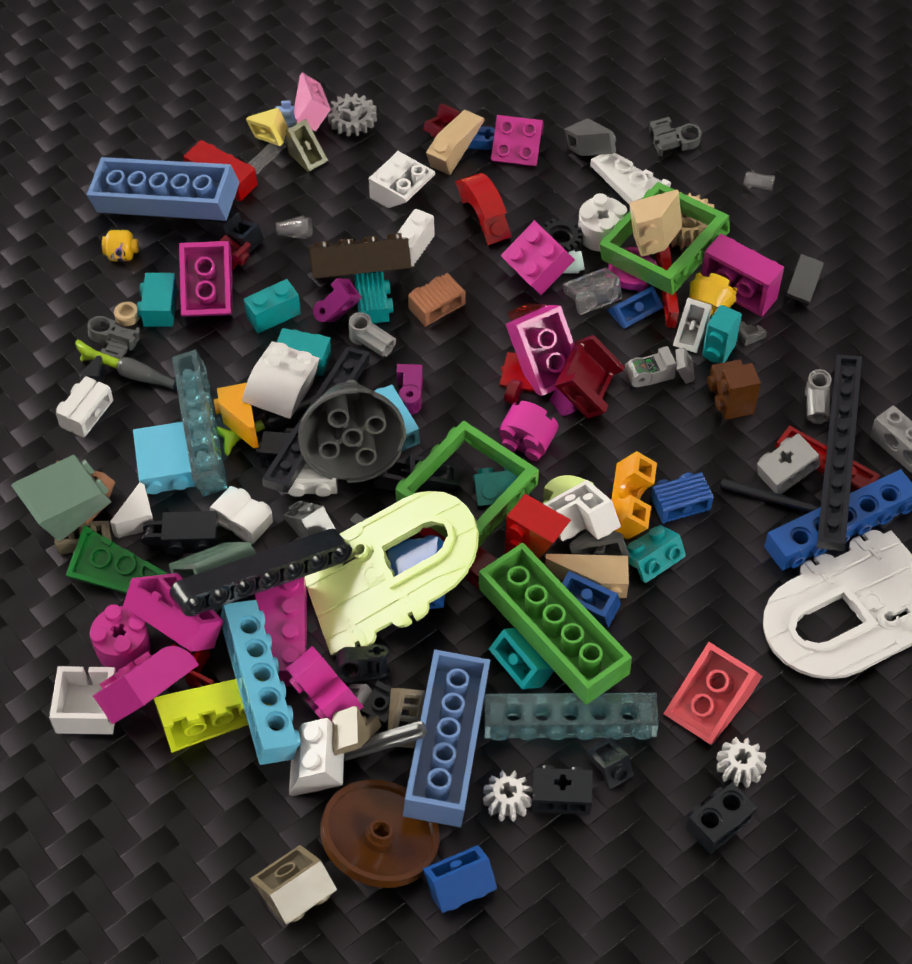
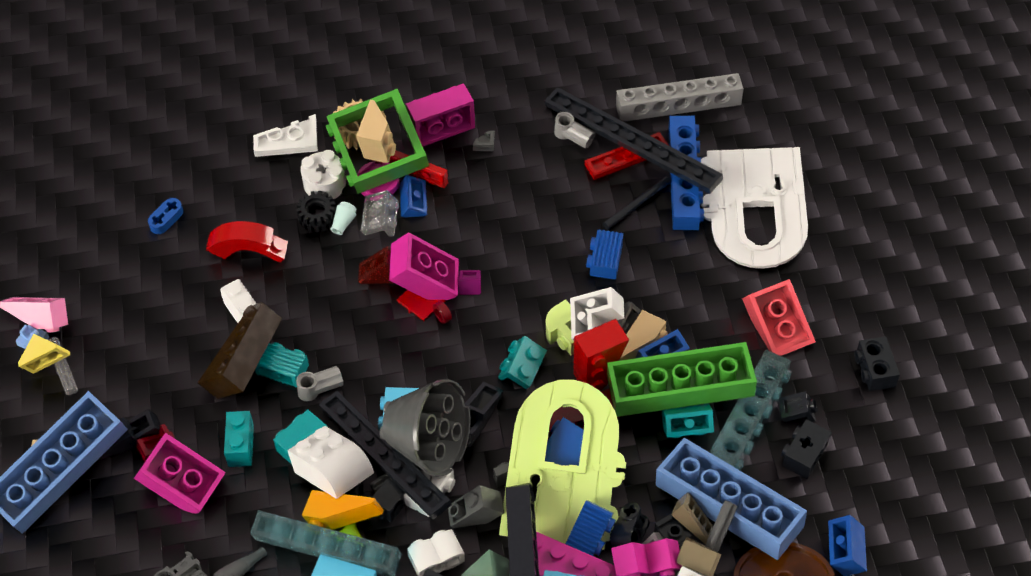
camera: 60 degrees left, 0 degrees up
(119, 245) = (81, 529): yellow head -> none
(126, 314) = (159, 556): tan tile -> none
(158, 299) = (166, 523): teal brick -> none
(208, 153) = (41, 416): red brick -> none
(296, 227) = (165, 384): clear cone -> none
(304, 146) = (83, 338): olive slope -> none
(335, 625) = (590, 528): none -> blue brick
(337, 302) = (275, 392): magenta leg -> none
(352, 114) = (73, 287): light grey gear -> none
(398, 180) = (178, 287): white slope -> none
(412, 380) = (387, 376): magenta leg -> none
(436, 299) = (315, 320): nougat brick -> none
(444, 117) = (135, 229): dark red bracket -> none
(453, 141) = (165, 230): tan slope -> none
(497, 798) = (802, 484): white gear -> none
(498, 511) = (505, 344): bright green window -> none
(517, 140) = (194, 189): dark pink bracket -> none
(527, 430) = (489, 318): dark pink brick -> none
(537, 257) = (330, 231): dark pink brick -> none
(588, 375) = (455, 247): dark red panel -> none
(590, 138) = (235, 140): dark grey slope -> none
(631, 480) = (573, 275): light orange arch -> none
(651, 369) = (480, 214): light grey leg -> none
(655, 552) = (641, 291): teal bracket -> none
(668, 137) = (271, 92): dark grey piece -> none
(685, 365) = (492, 192): light grey tile -> none
(693, 325) = (460, 169): white slope -> none
(713, 291) = (445, 143): yellow cone -> none
(721, 334) = (486, 155): teal brick -> none
(734, 388) = (535, 174): reddish brown brick -> none
(741, 752) = (841, 330): white gear -> none
(758, 180) = (349, 65): clear pin -> none
(788, 464) = (621, 165): light grey brick -> none
(804, 279) = (460, 75): dark grey slope -> none

